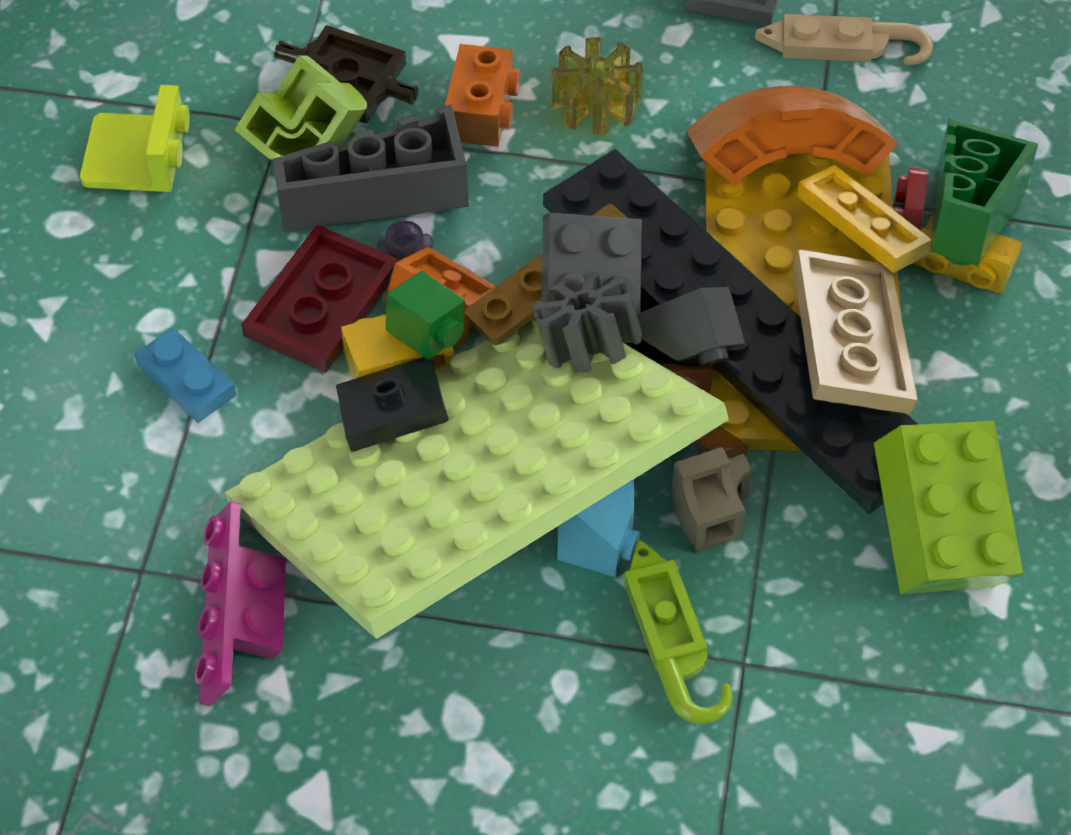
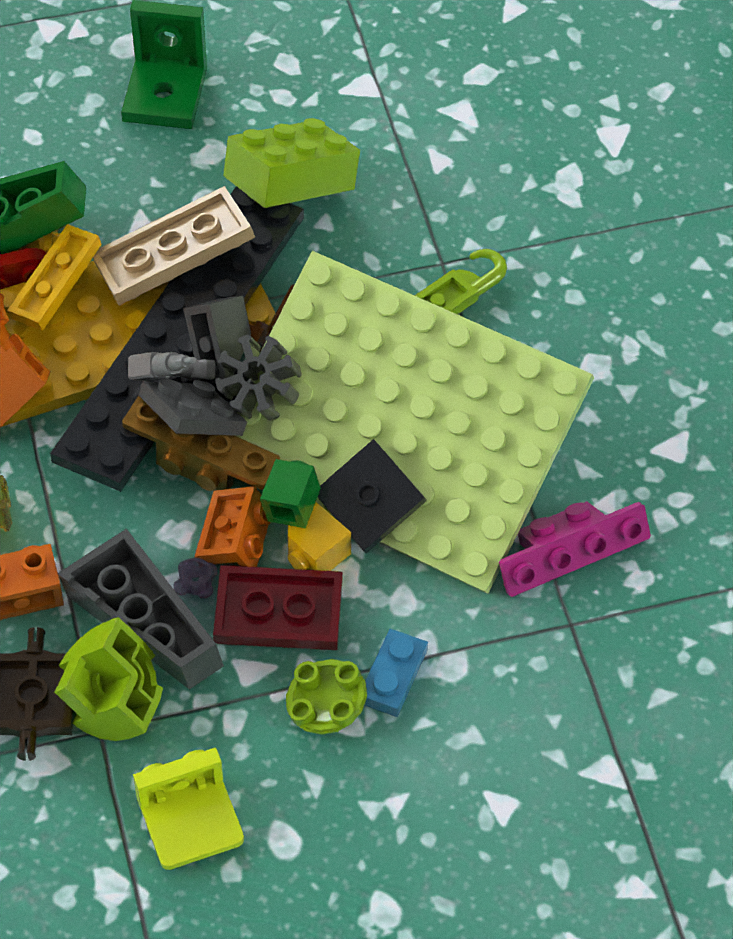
camera: 115 degrees left, 0 degrees up
(190, 299) = (326, 695): none -> lime dish
(655, 240) = (158, 366): none -> light grey piece

